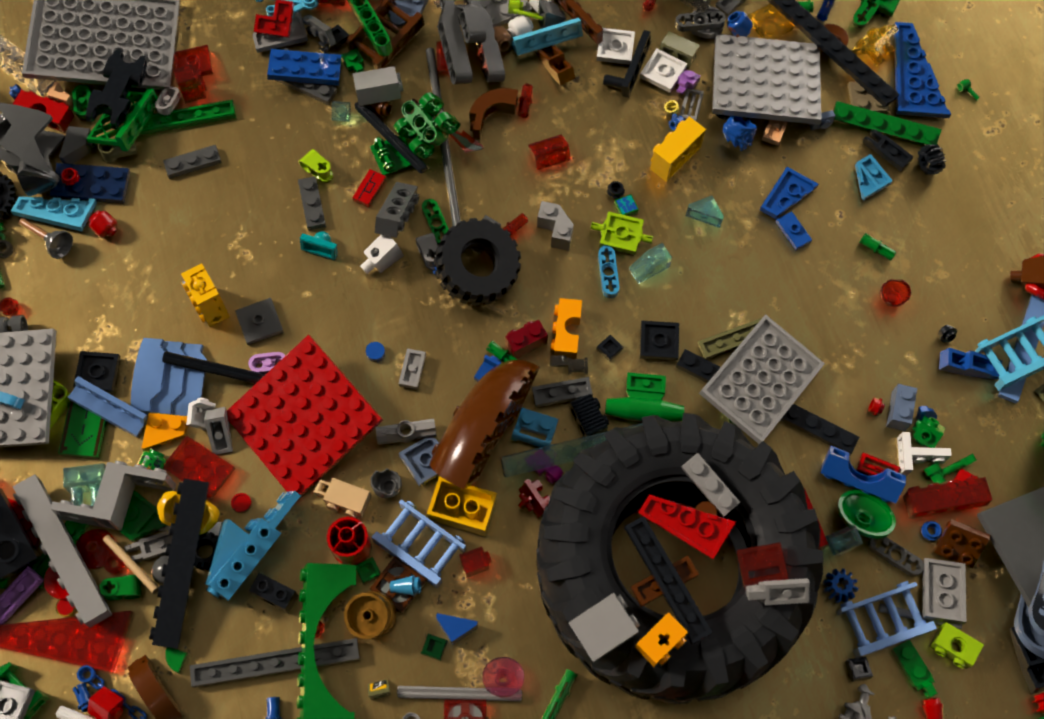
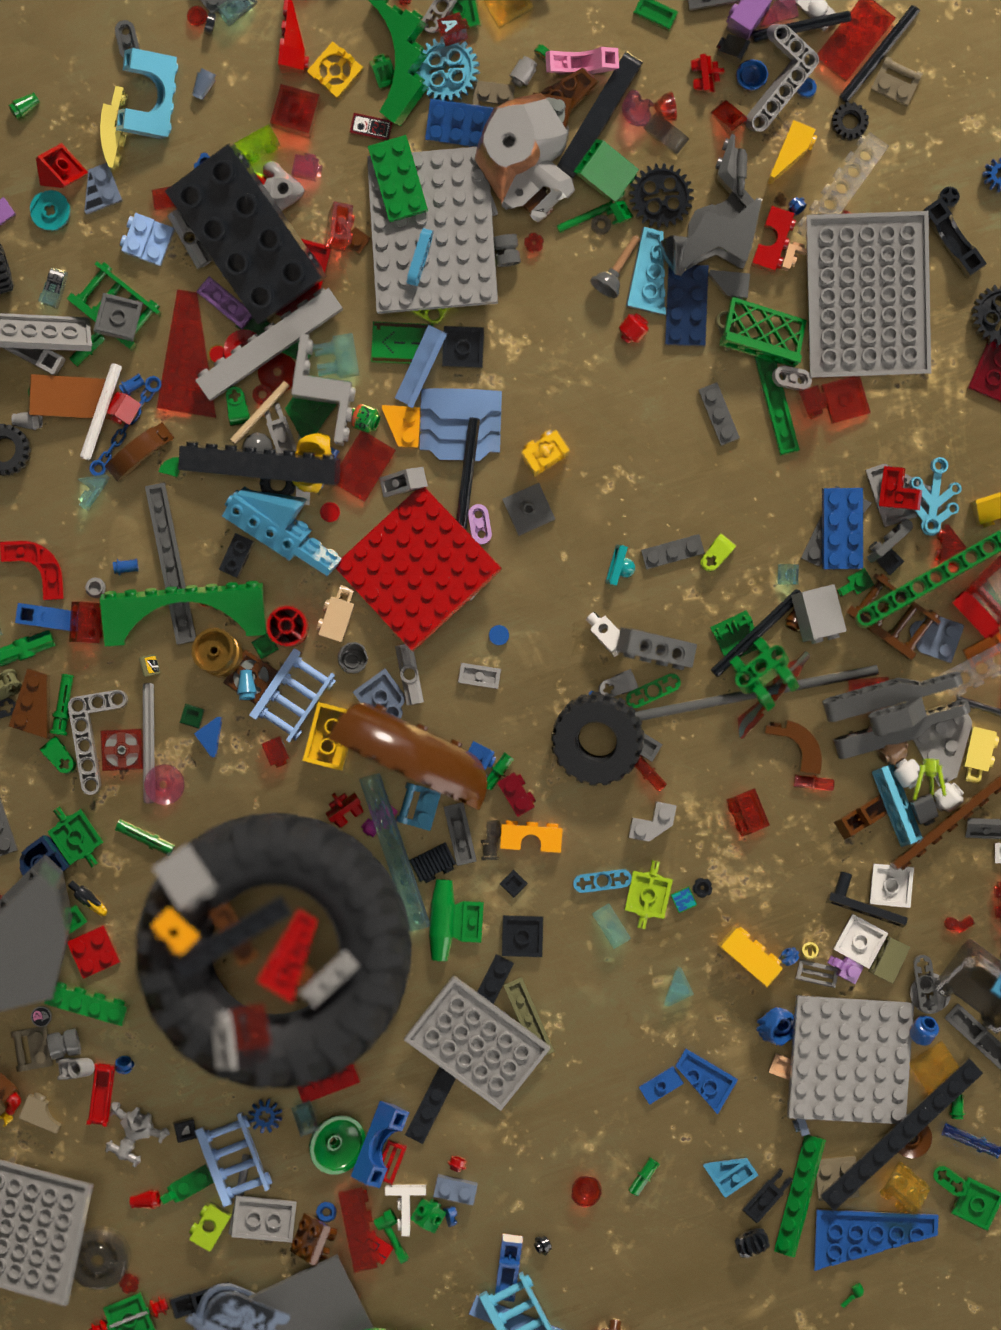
camera: 90 degrees right, 20 degrees up
(69, 172) = (686, 290): red plate -> none
(81, 103) = (788, 282): green plate -> none
(113, 97) = (810, 327): black piece -> none
(197, 412) = (420, 458): white bracket -> none
(369, 188) = (693, 613): red tile -> none
(906, 568) = (287, 1184): dark grey beam -> none

